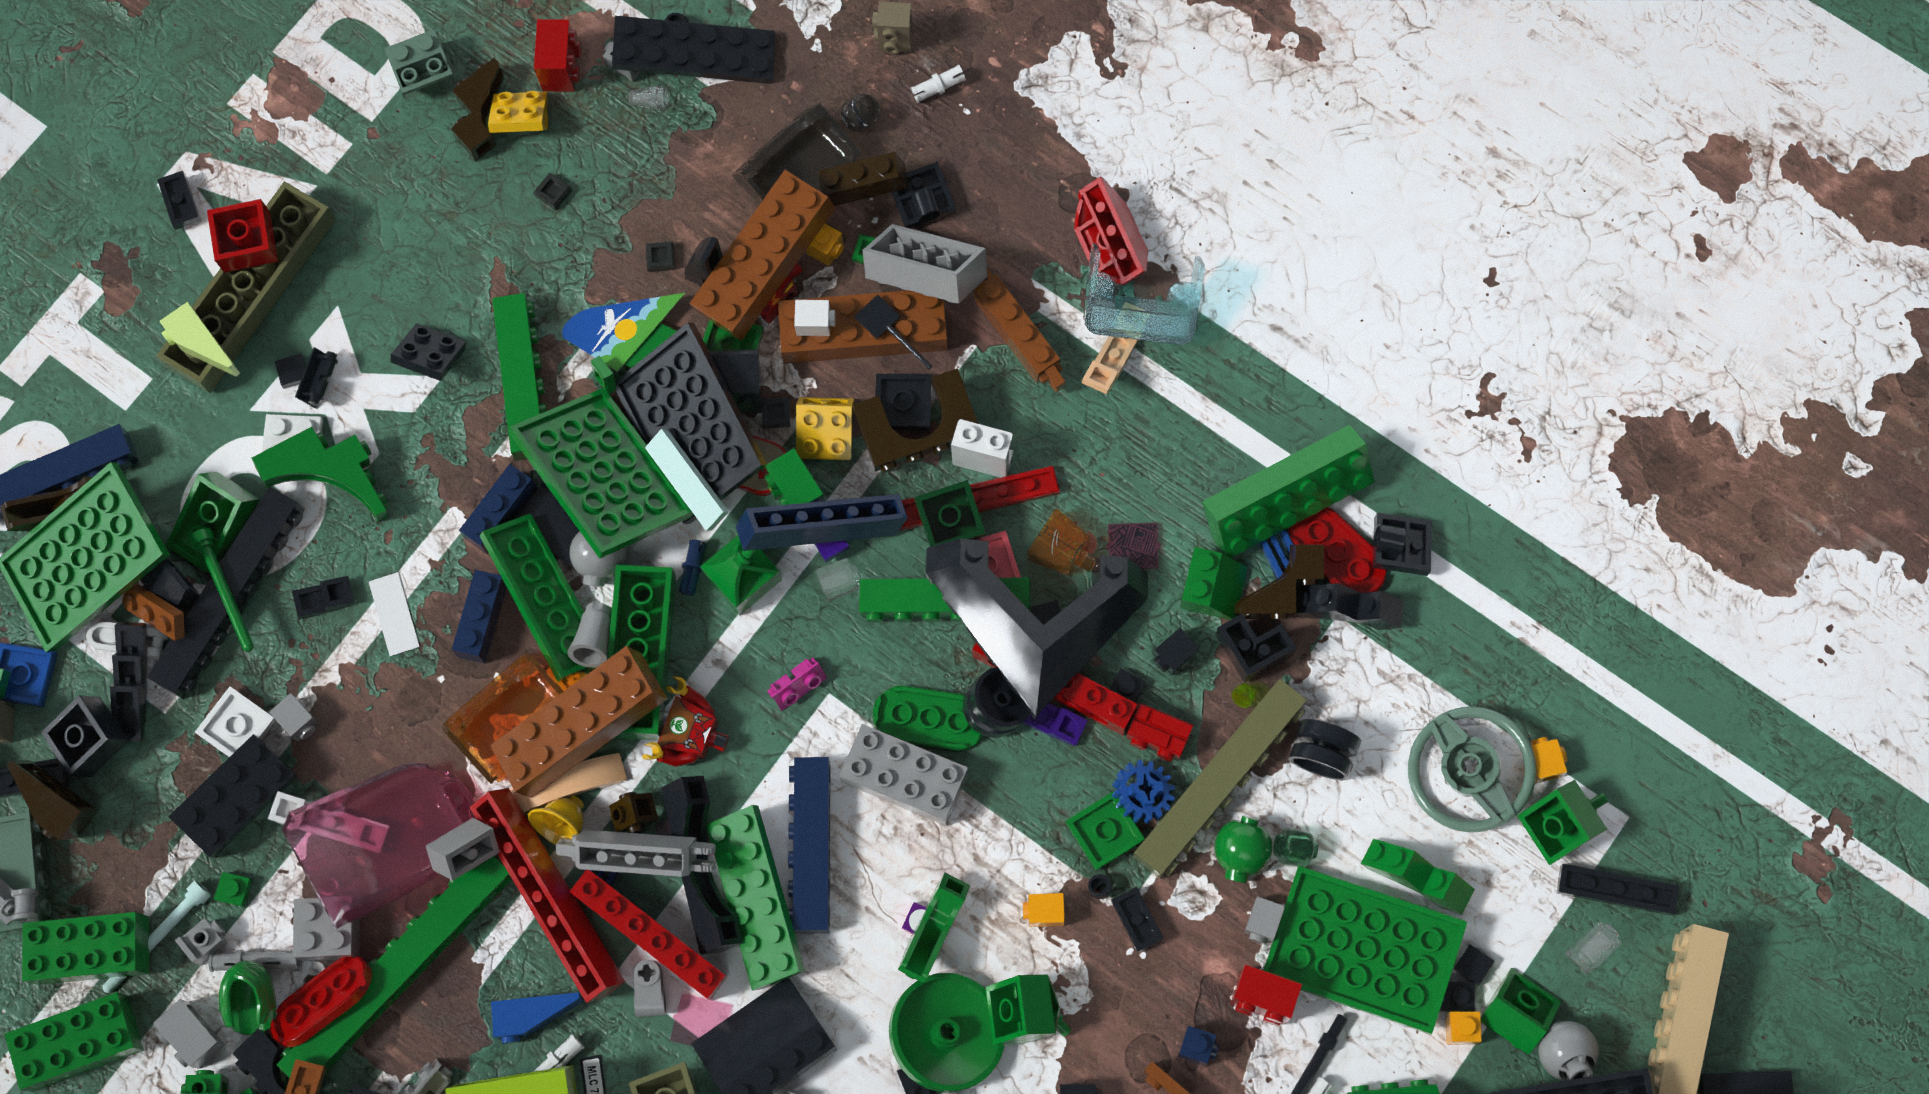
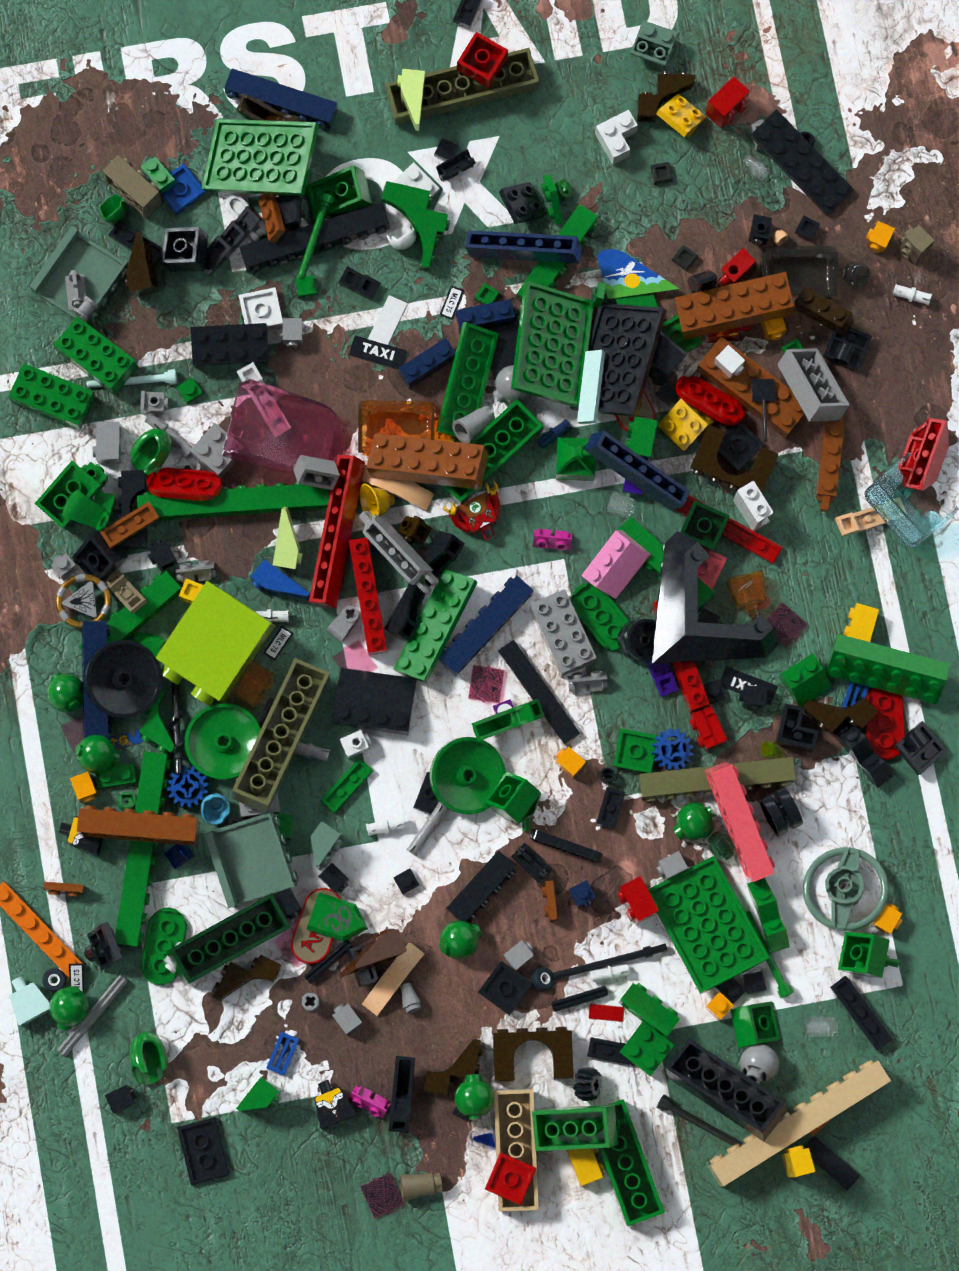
camera: 35 degrees right, 5 degrees up
(265, 654) = (306, 286): none -> green tile
(327, 506) = (402, 238): none -> white hair
(412, 655) = (377, 352): none -> black sticker
(447, 527) = (451, 302): none -> sticker
(449, 311) = (551, 195): none -> green plate
(459, 299) = (563, 188): none -> green tile
(462, 196) = (613, 134): none -> white brick
(472, 395) = (523, 246): none -> dark blue brick
(478, 484) = (486, 294): none -> green tile
(503, 961) = (287, 546): none -> yellowish green slope
(714, 156) = (760, 229): none -> black brick
(728, 207) = (742, 263): none -> red torso
(742, 146) = (780, 237): none -> light nougat hinge
(763, 112) = (807, 228): none -> black plate
(828, 379) = (710, 400): none -> red tile
(848, 55) = (879, 237): none -> light orange brick
(871, 910) = (486, 684): none -> clear pink piece
(893, 645) = (616, 564): none -> bright pink slope
(933, 863) = (537, 689): none -> black tile
(986, 794) = (580, 681): none -> light grey hinge
(1108, 1063) = (531, 863): none -> black hinge
(1127, 1008) = (565, 846): none -> black beam
(1138, 653) = (735, 680): none -> black sticker
(1213, 468) = (861, 622): none -> yellow brick
(1293, 801) = (739, 821): none -> coral brick
(1511, 941) = (784, 988): none -> green piece

